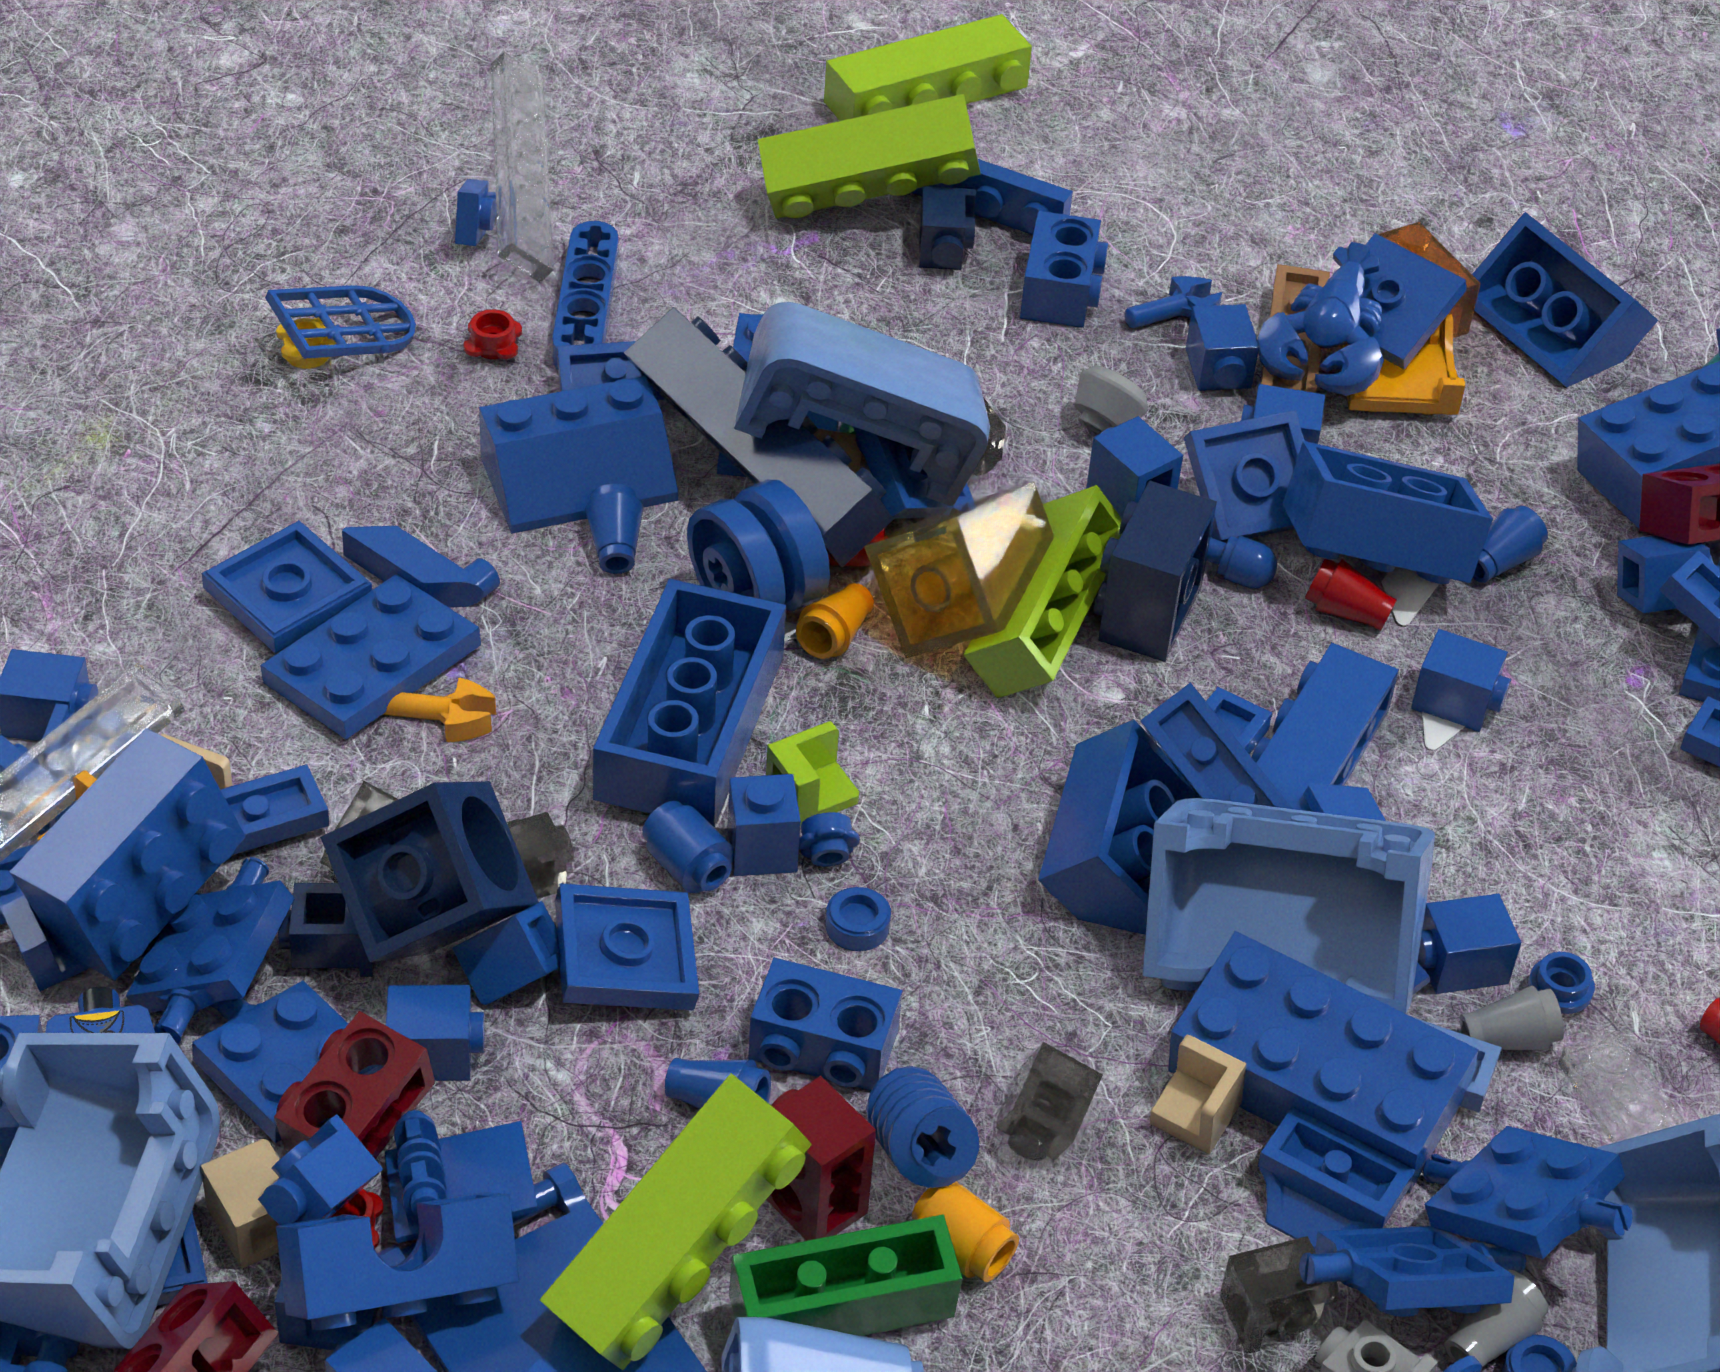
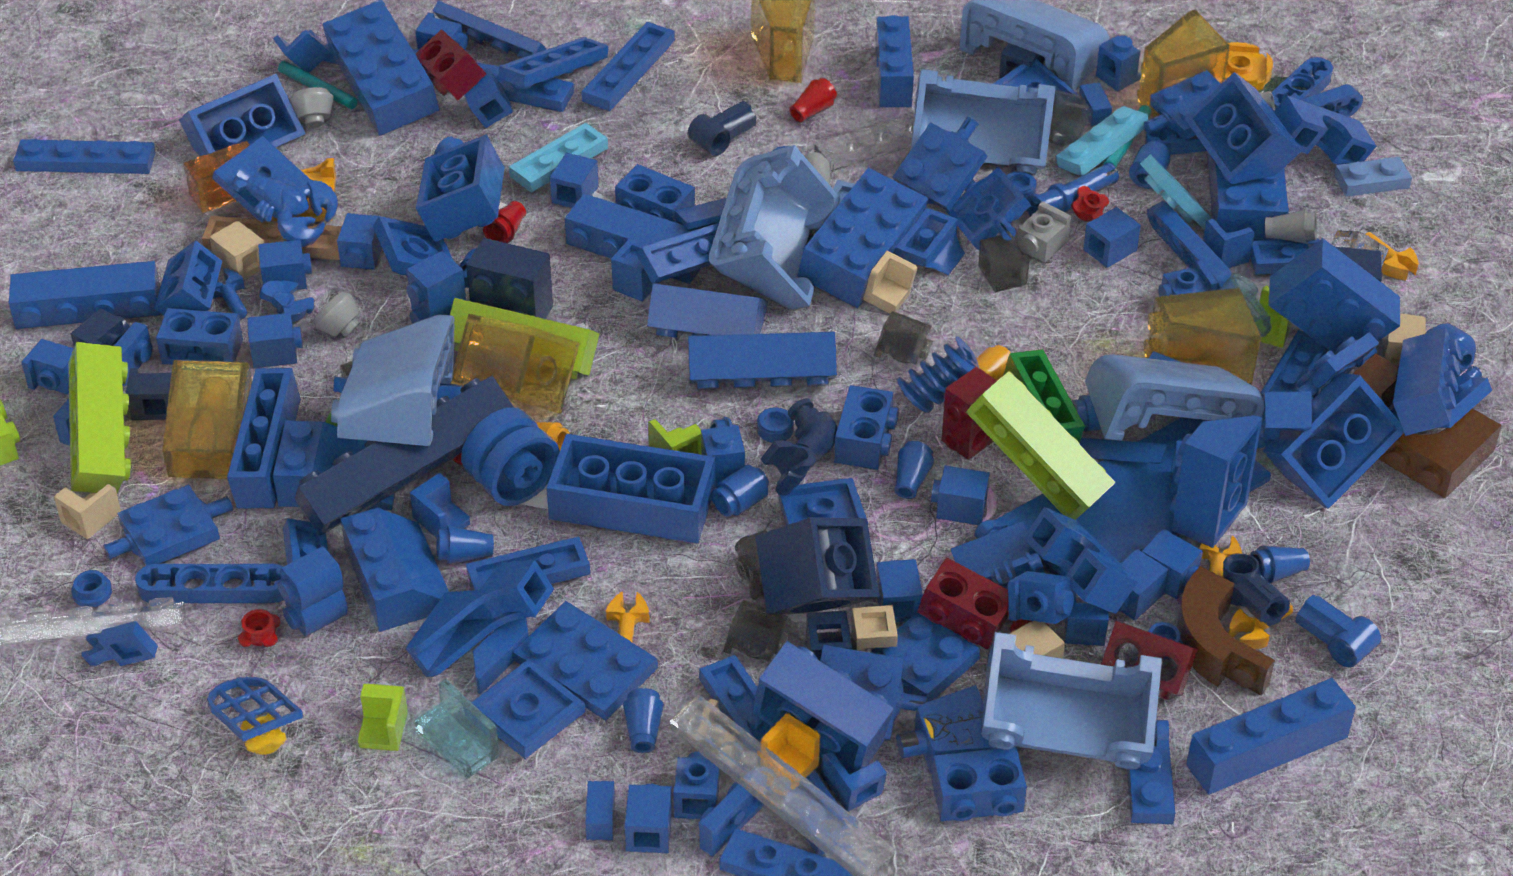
camera: 90 degrees left, 0 degrees up
(103, 650) = (600, 810): none -> blue piece
(234, 705) = (643, 717): none -> blue cone
(261, 515) = (459, 731): none -> clear light blue panel
(302, 453) = (383, 718): none -> lime panel
(328, 970) = (873, 627): none -> tan panel
(452, 517) = (467, 617): none -> blue arch
(516, 349) = (312, 592): none -> blue brick
(557, 597) = (557, 560): none -> blue plate
(589, 190) = (91, 588): none -> blue plate
(635, 1139) = (961, 495): none -> blue brick
(680, 492) = (434, 508): none -> blue panel
(697, 255) = (168, 526): none -> blue plate
(724, 181) = (88, 513): none -> tan panel
(758, 926) = (815, 439): none -> dark blue piece
(870, 265) = (204, 417): none -> clear yellow slope
(894, 309) = (270, 402): none -> blue brick
(990, 889) = (762, 358): none -> blue brick
(1006, 134) = (48, 366): none -> blue brick
(1056, 337) = (273, 340): none -> blue brick
(1066, 168) = (100, 329): none -> dark blue brick
(1152, 165) = (78, 293): none -> blue brick
(1161, 343) = (281, 297): none -> blue piece
(1165, 246) = (189, 280): none -> blue brick
(1258, 286) = (237, 249): none -> tan panel
(1424, 772) = (653, 193): none -> blue brick
(1473, 165) = (84, 156): none -> blue plate
(1538, 671) = (535, 169): none -> medium azure plate
(1609, 373) = (312, 106): none -> light grey cone
(1631, 879) = (717, 131): none -> dark blue piece

